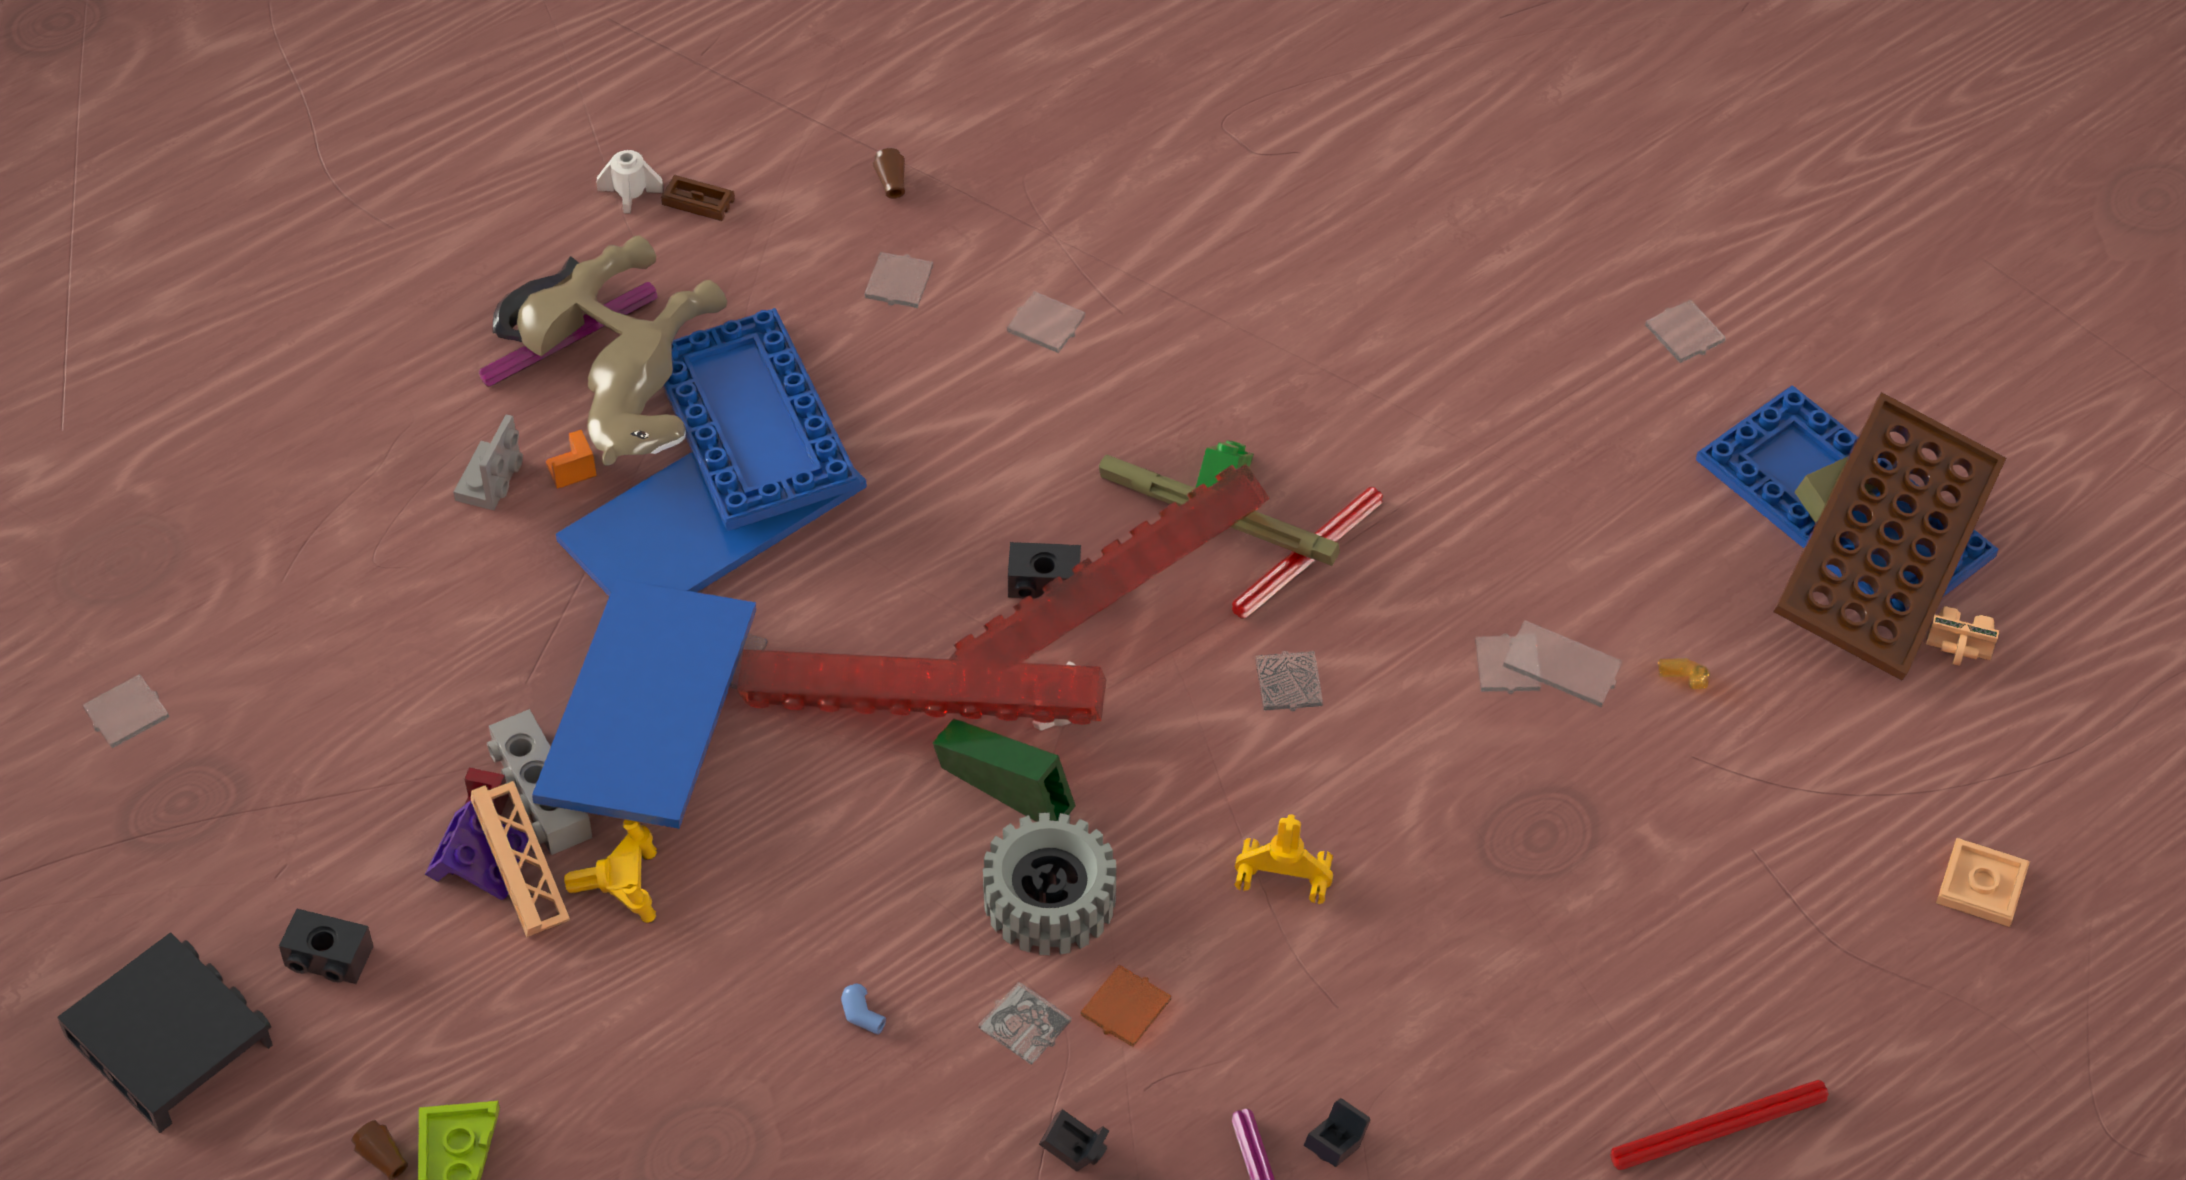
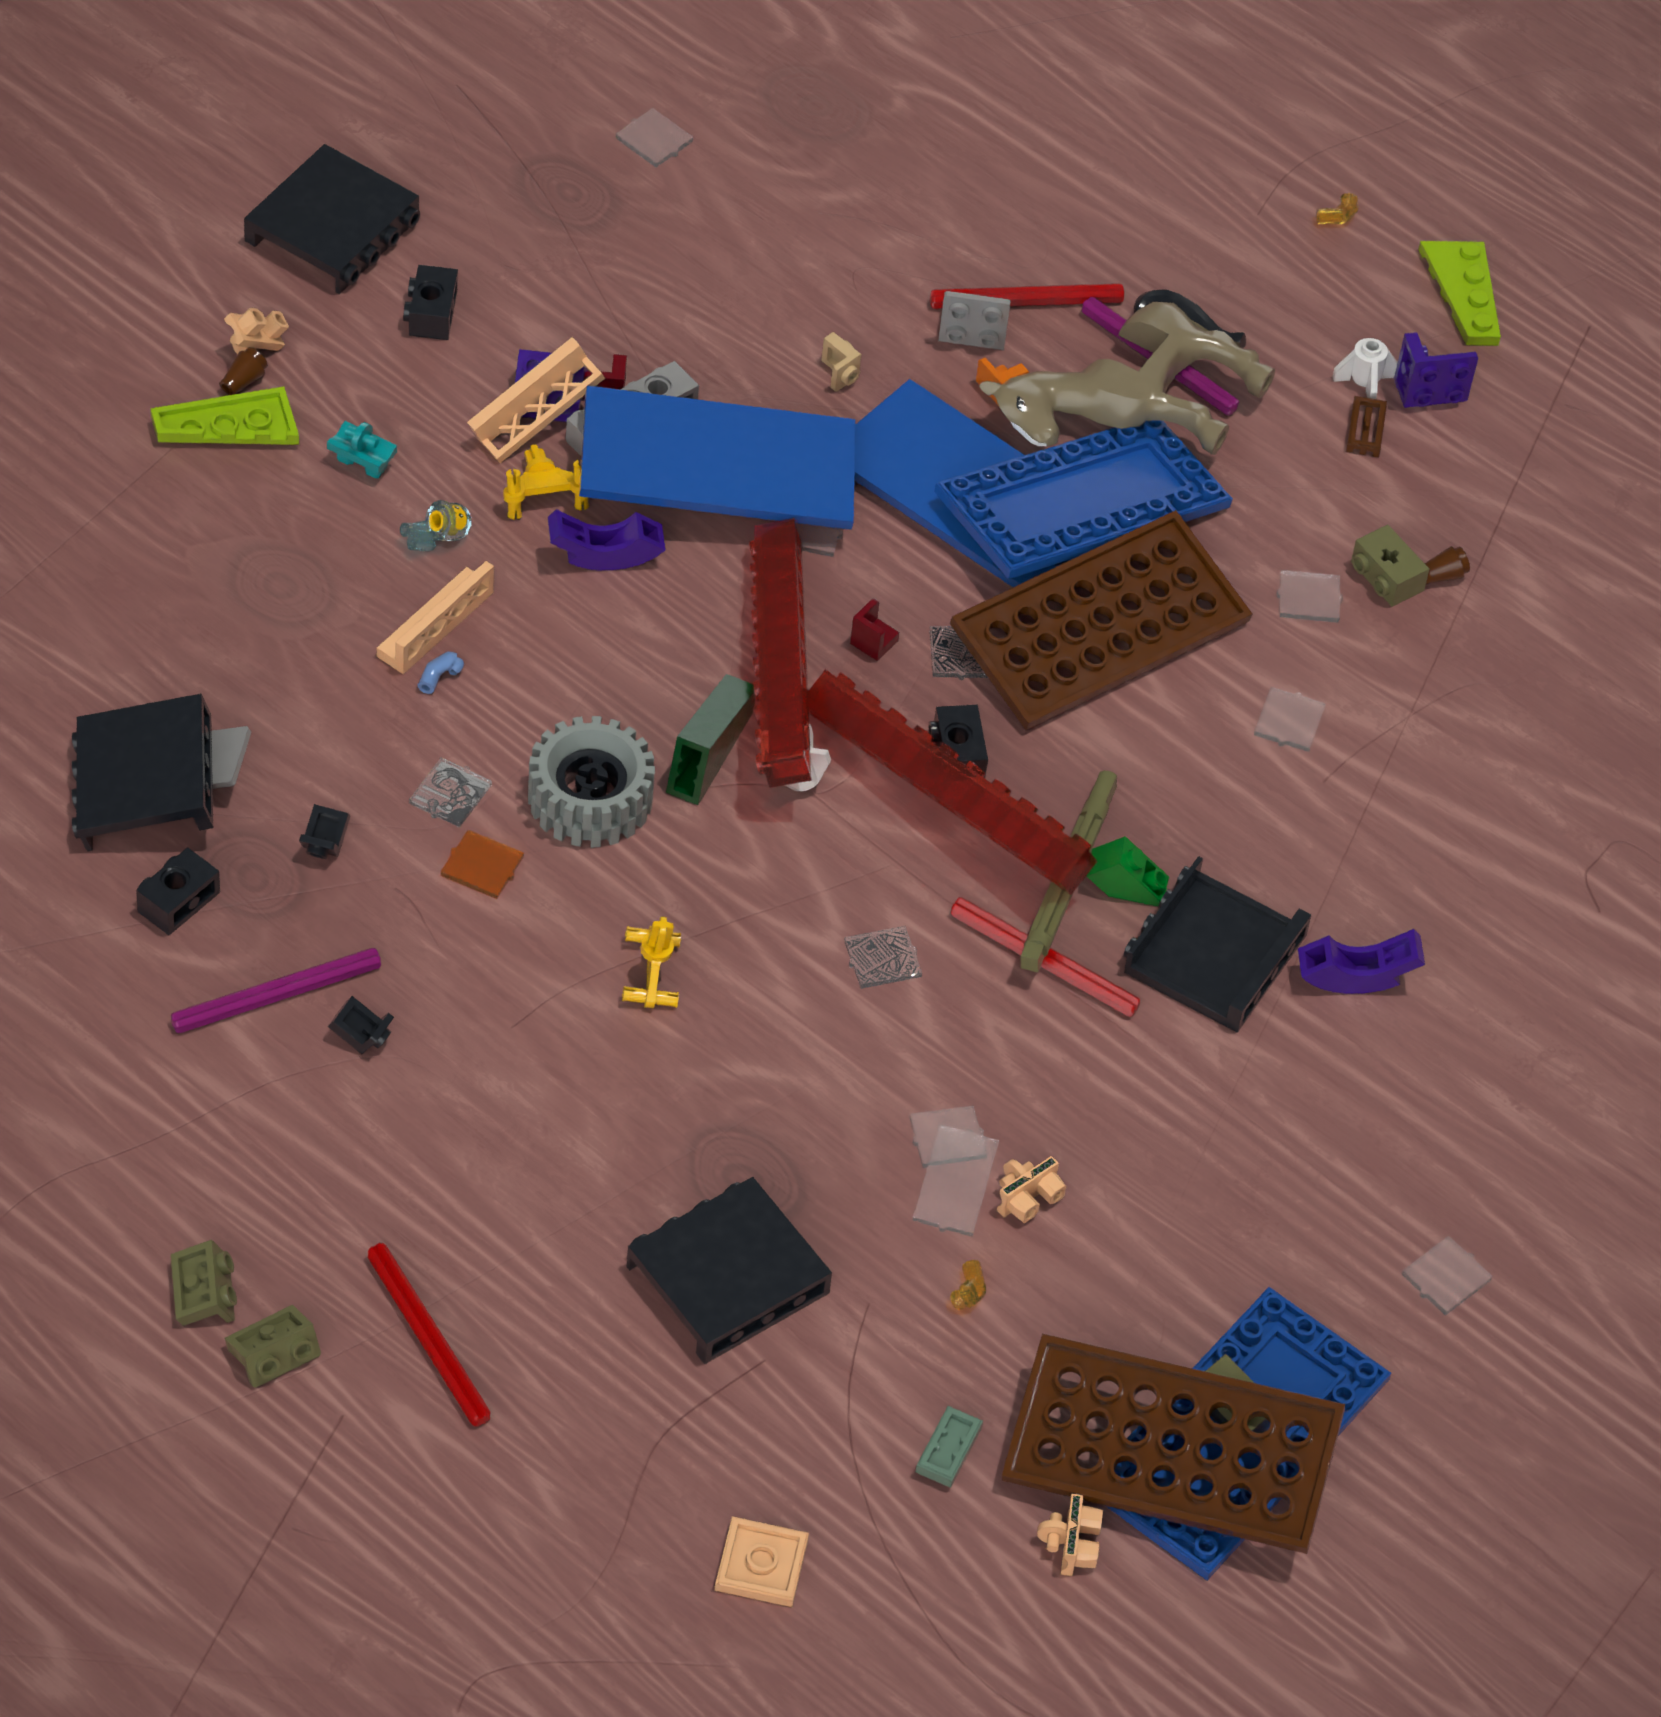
camera: 75 degrees right, 0 degrees up
(330, 1125) = (257, 331): none -> light nougat hips
(416, 161) = (1341, 213): none -> clear yellow arm
(458, 426) = (1041, 294): none -> red axle
(512, 586) = (842, 360): none -> tan bracket
(522, 90) = (1467, 287): none -> lime wing
(533, 1039) = (361, 446): none -> teal hips
(658, 133) = (1432, 379): none -> dark purple bracket
(663, 976) = (442, 523): none -> clear light blue piece
(723, 822) = (607, 546): none -> dark purple arch
(789, 1001) = (437, 618): none -> light nougat fence
(883, 209) = (1389, 565): none -> olive brick
(887, 621) = (871, 633): none -> dark red panel
(916, 558) = (951, 656): none -> clear piece
(951, 409) = (1097, 639): none -> reddish brown piece
(1317, 419) = (1213, 947): none -> black panel
(1355, 309) = (1363, 968): none -> dark purple arch
(1577, 607) = (1026, 1182): none -> light nougat hips
(1660, 853) = (731, 1267): none -> black panel
(1863, 714) = (949, 1446): none -> sand green plate

